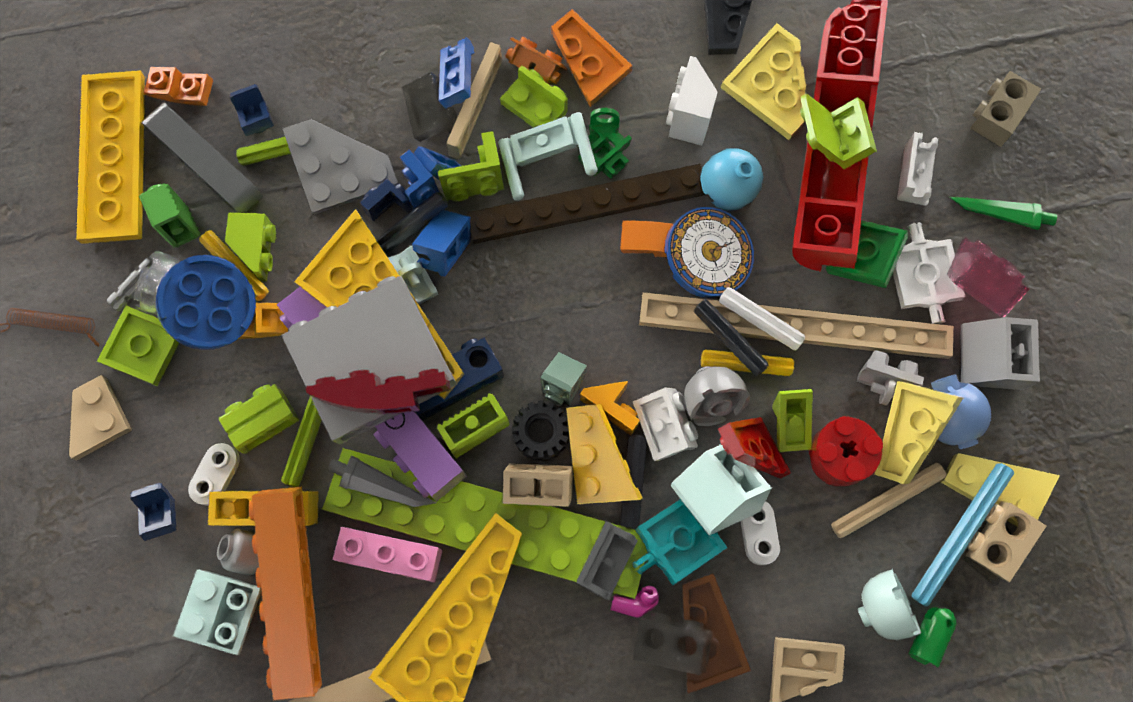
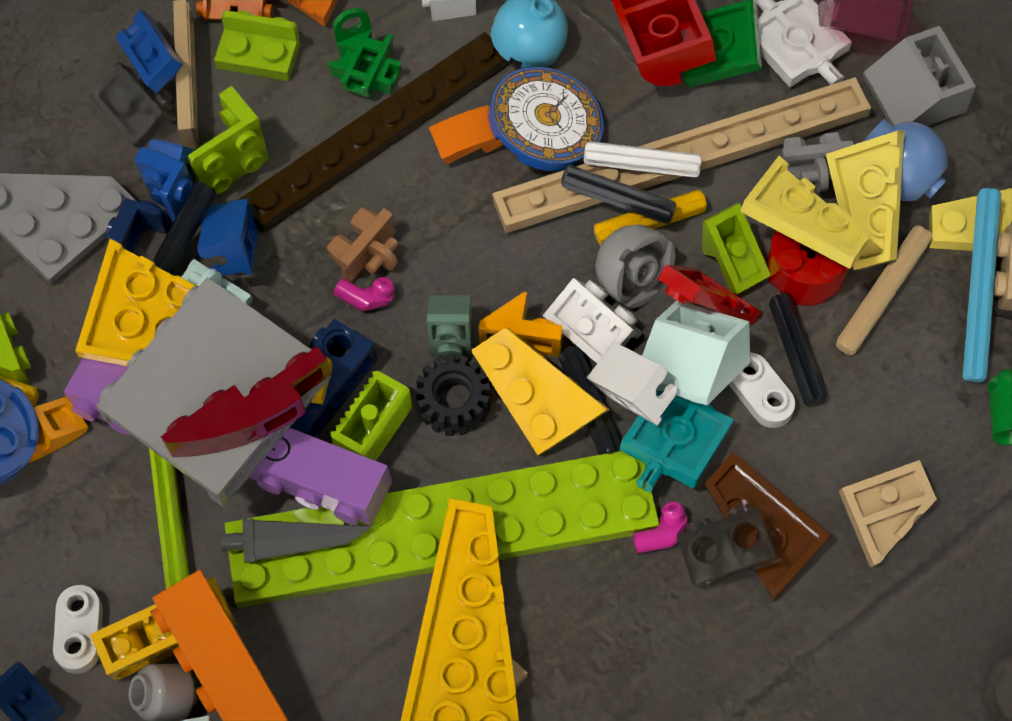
camera: 25 degrees left, 10 degrees down
(258, 418) = (103, 536): lime brick -> none
(387, 554) = (343, 612): bright pink brick -> none
(518, 328) = (368, 298): none -> dark pink arm
(537, 294) = (370, 249): none -> medium nougat hips
(537, 484) = (482, 449): tan brick -> none
(542, 143) = (294, 82): light aqua plate -> none
(606, 561) = (605, 492): dark grey hinge -> none
(666, 489) = (632, 382): none -> white hinge
(801, 515) = (797, 349): none -> black axle
(852, 423) = (800, 214): none -> light yellow wing
(888, 608) = (944, 396): light aqua cylinder -> none

